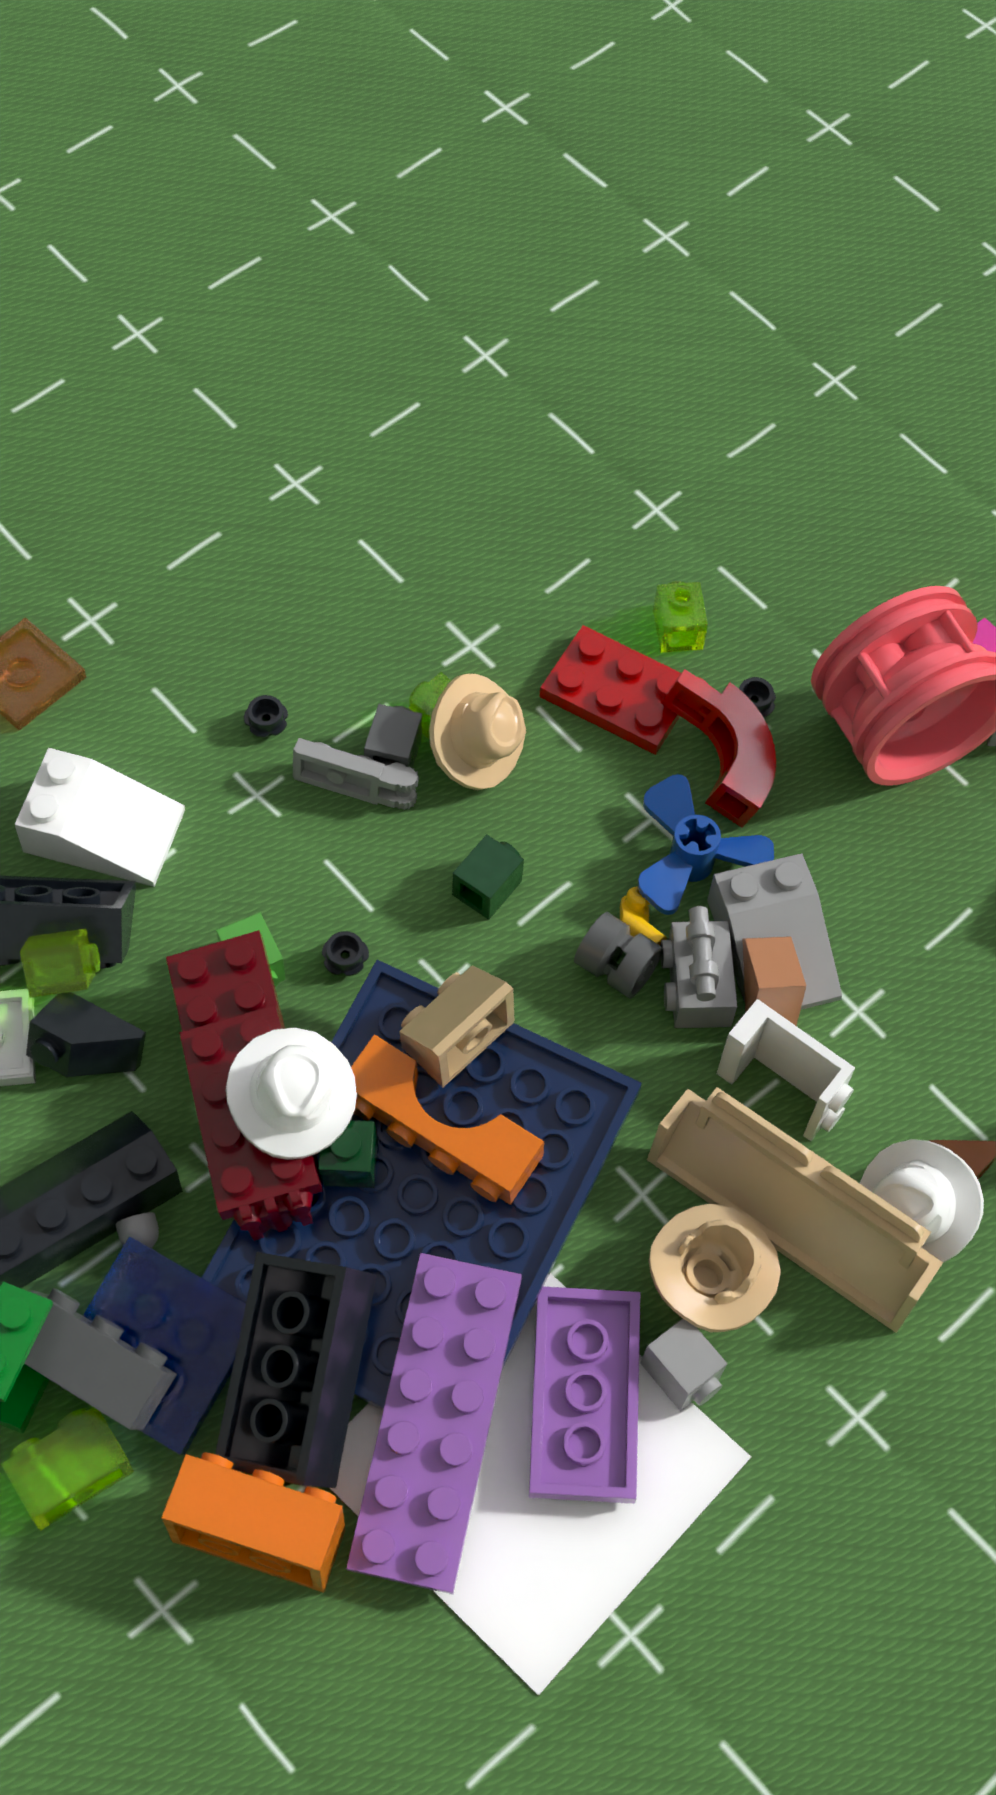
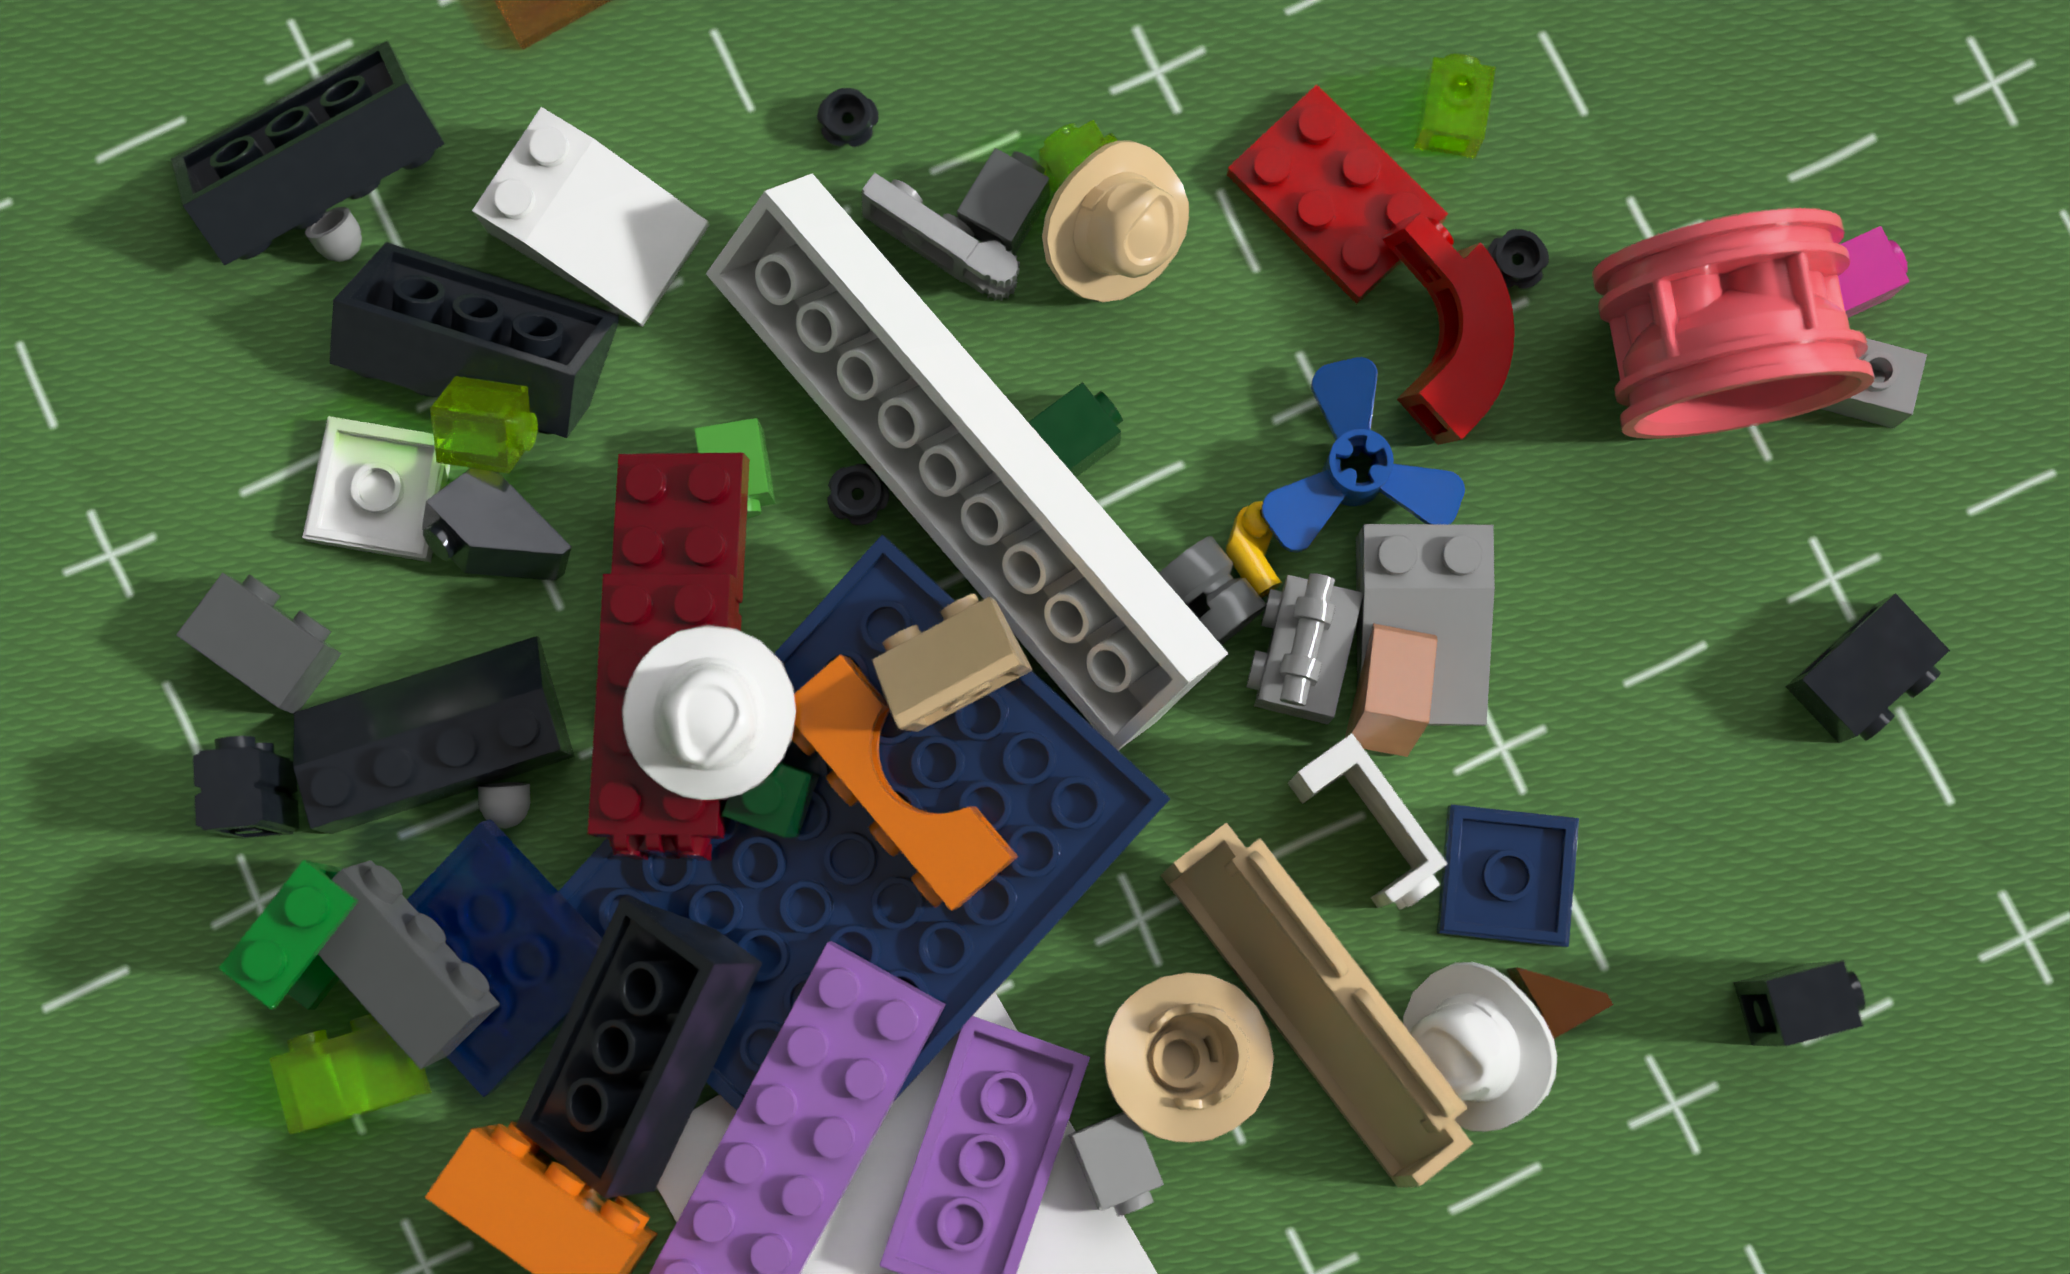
camera: 25 degrees right, 20 degrees up
(417, 899) = (963, 460): none -> white brick
(897, 1093) = (1508, 876): none -> dark blue tile

